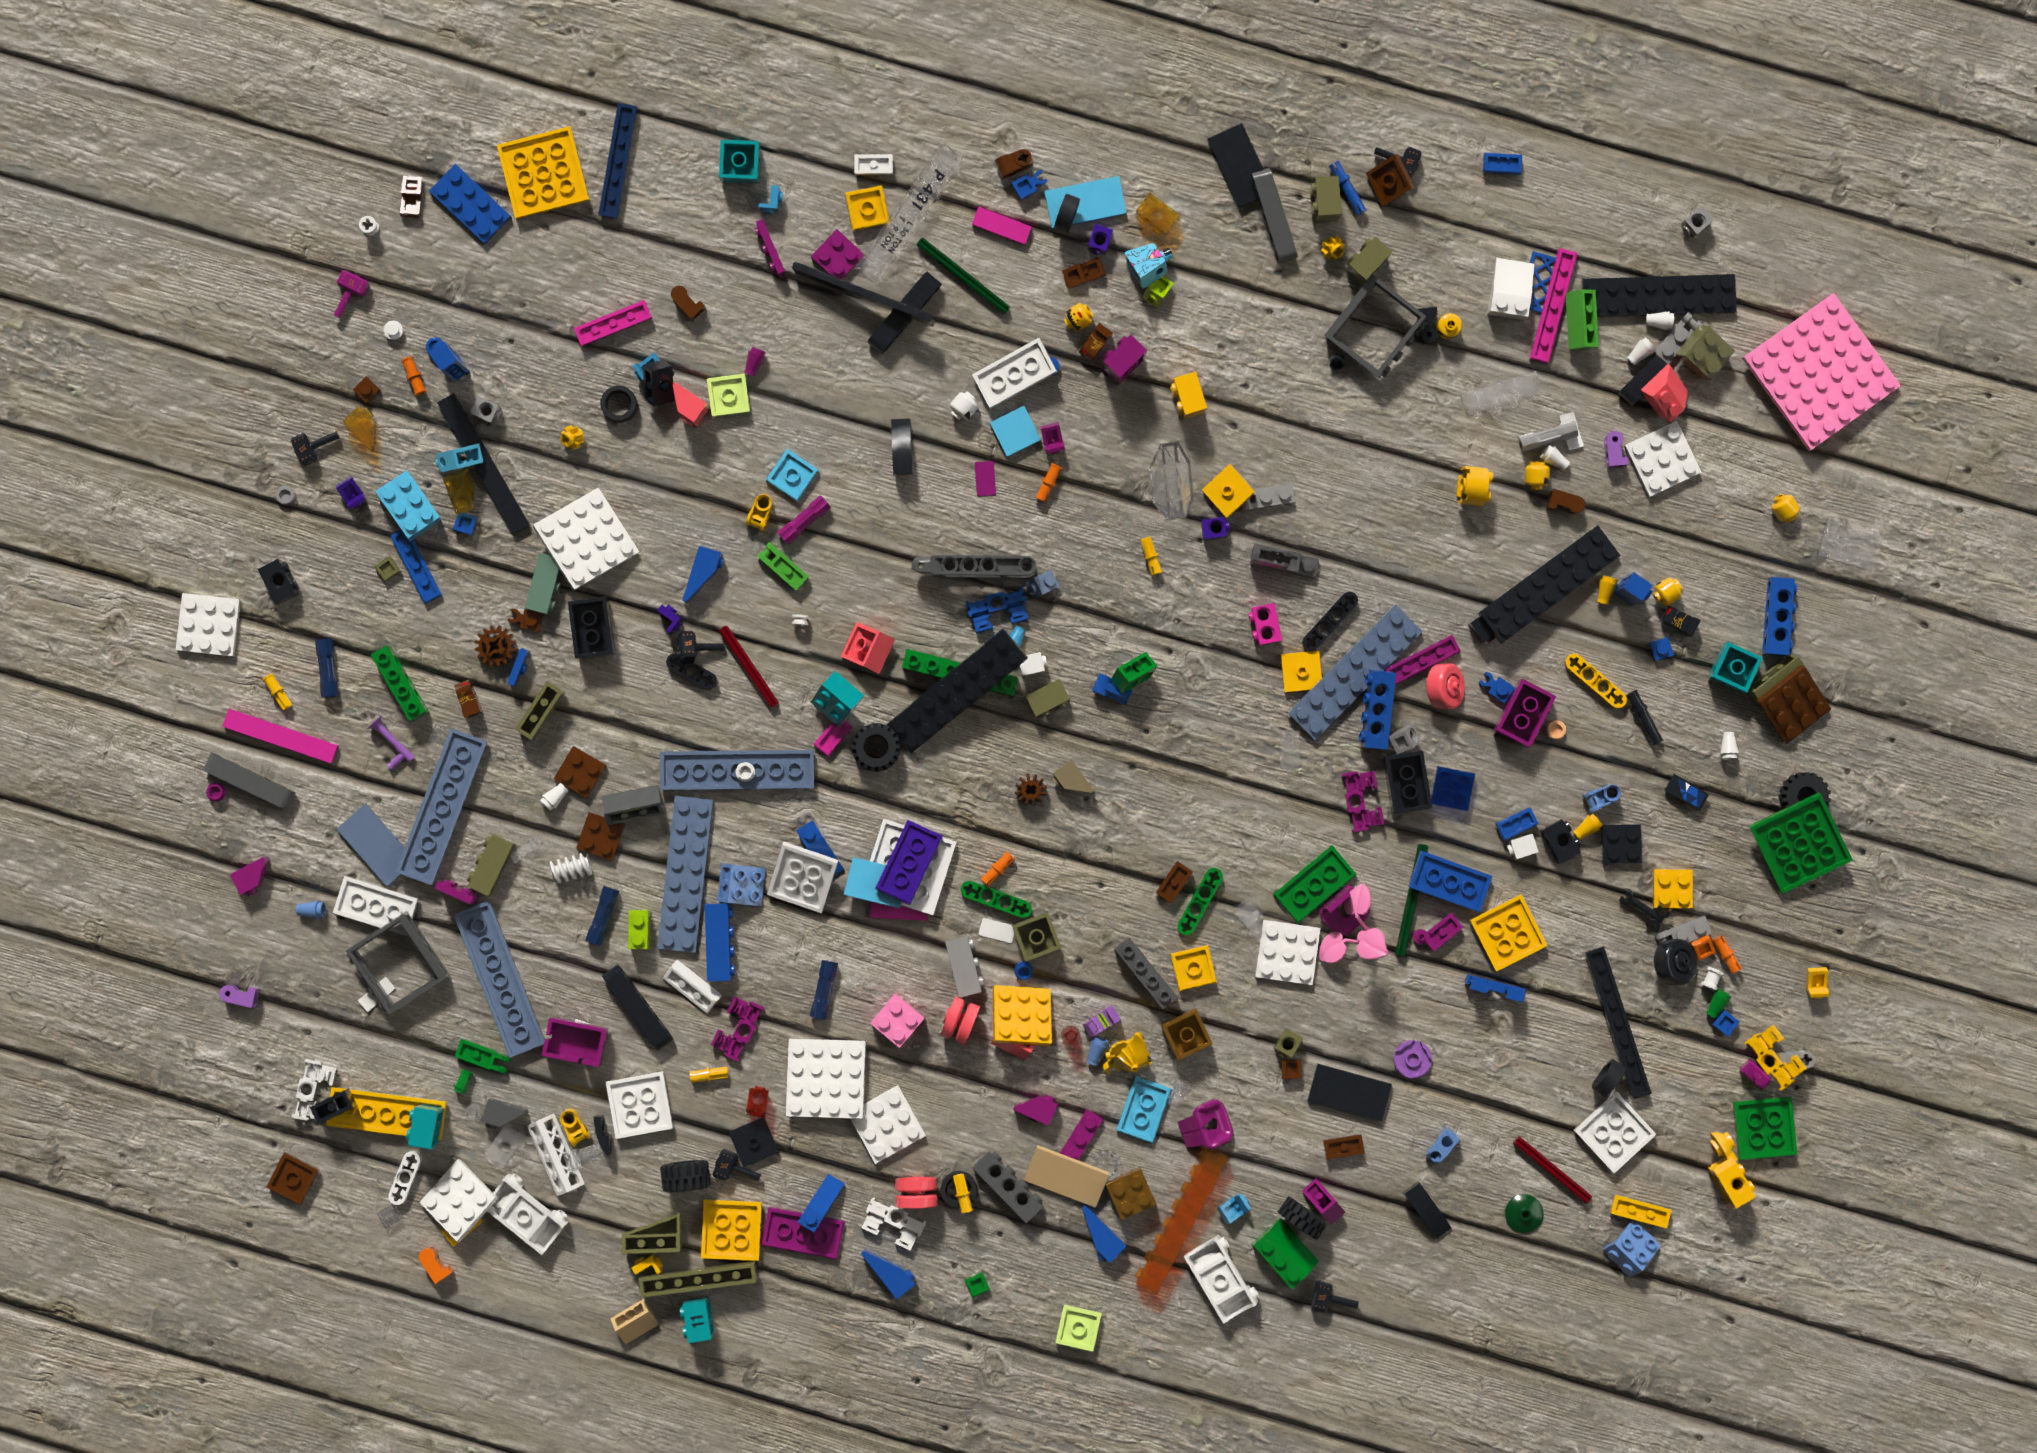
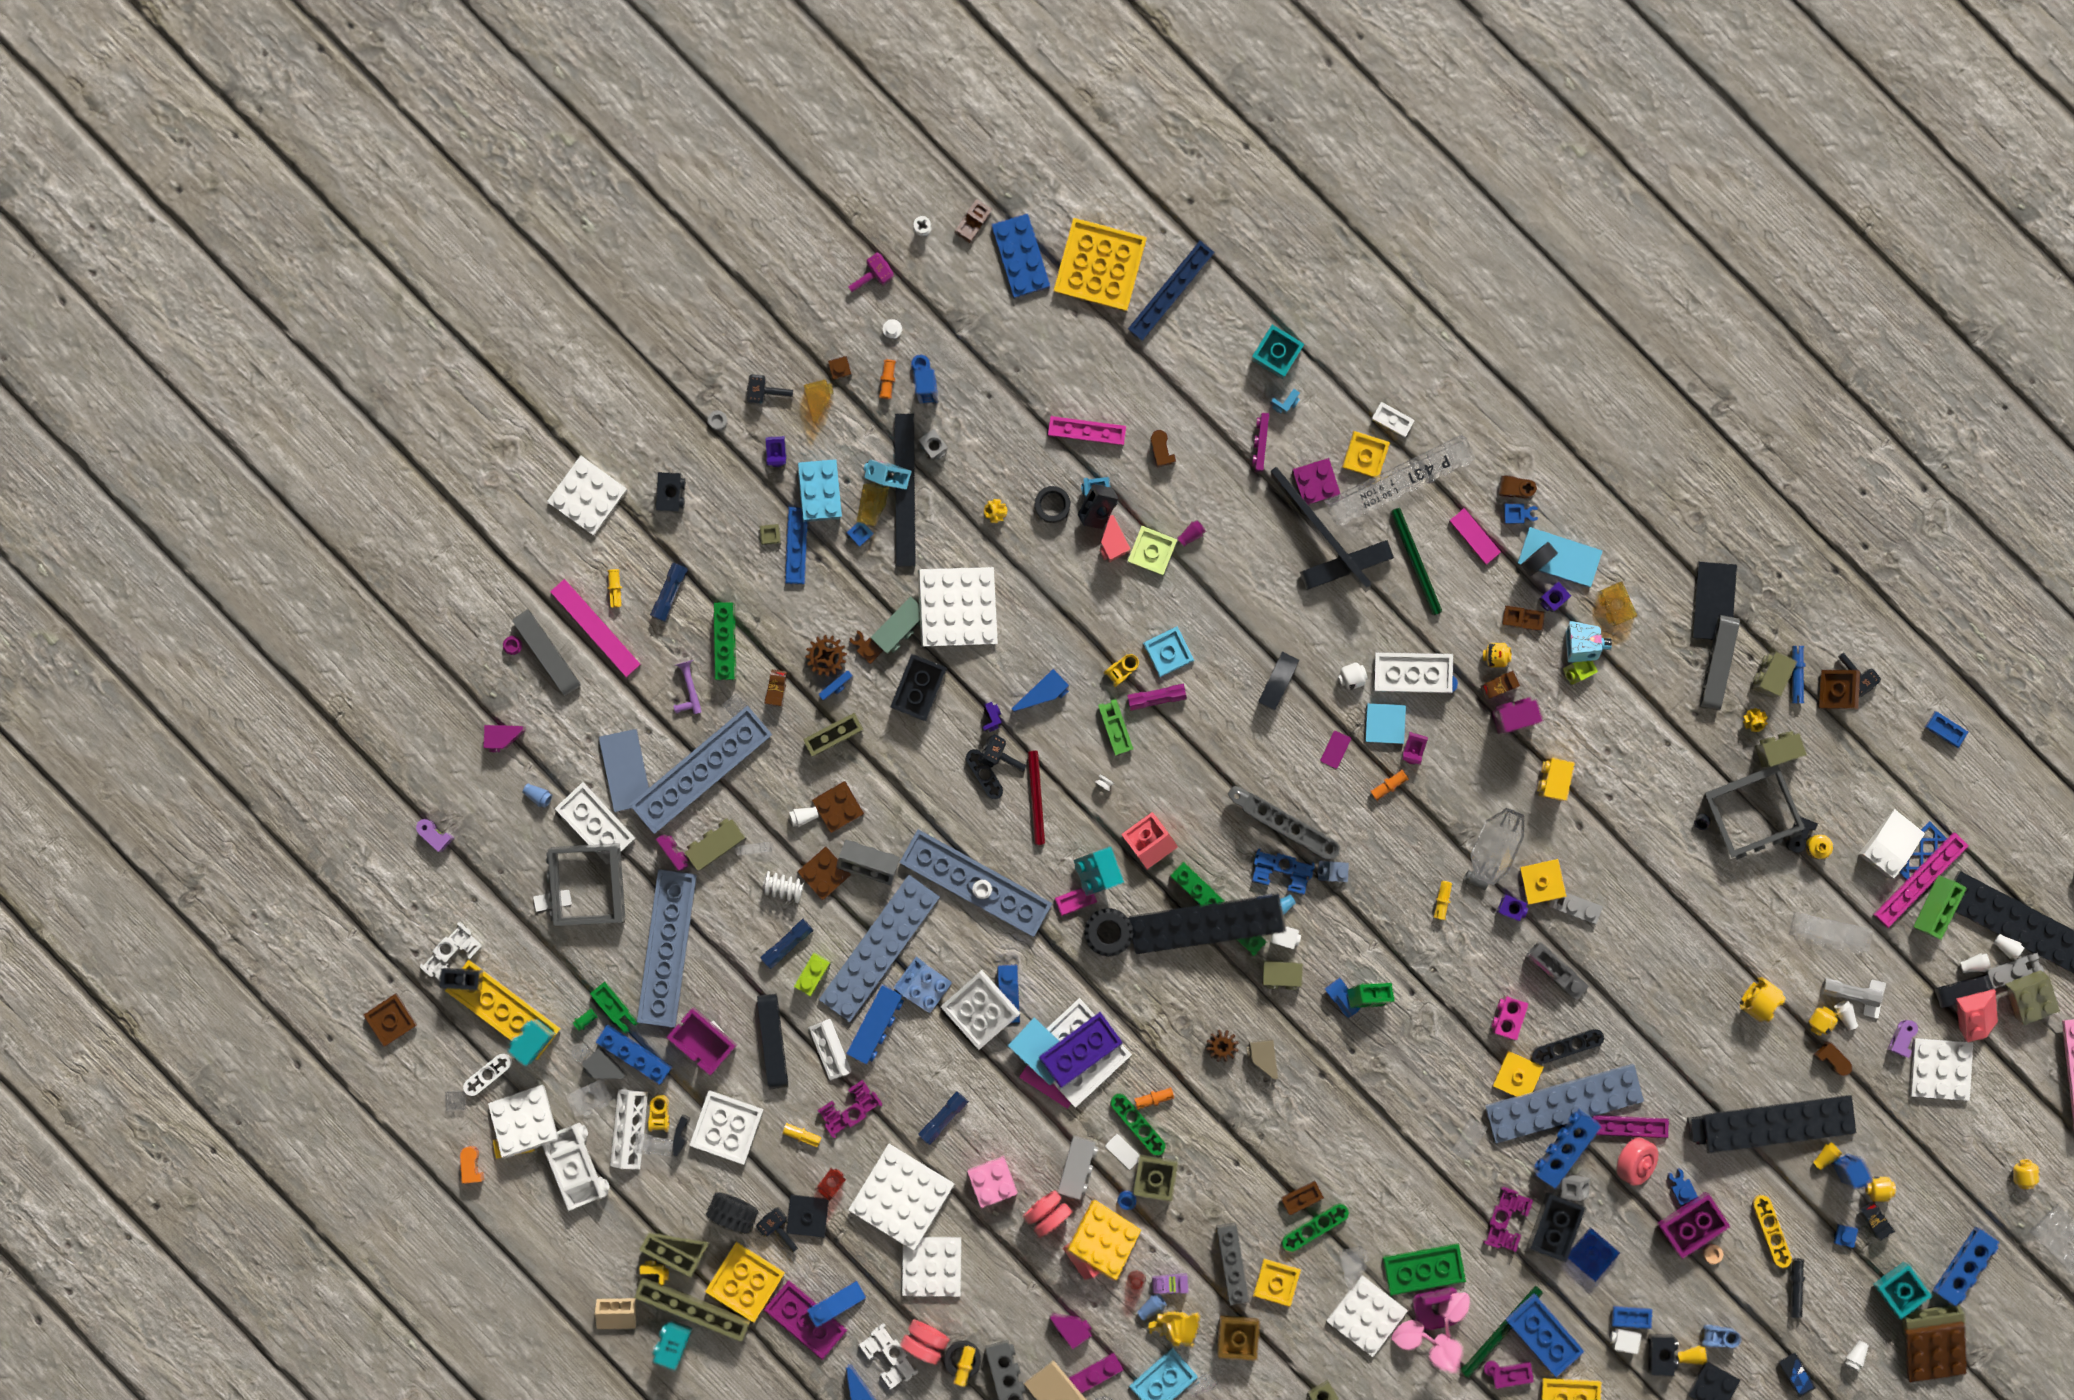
camera: 35 degrees right, 0 degrees up
(522, 1087) = (634, 1054): none -> blue brick
(1164, 523) = (1470, 879): none -> dark grey pin

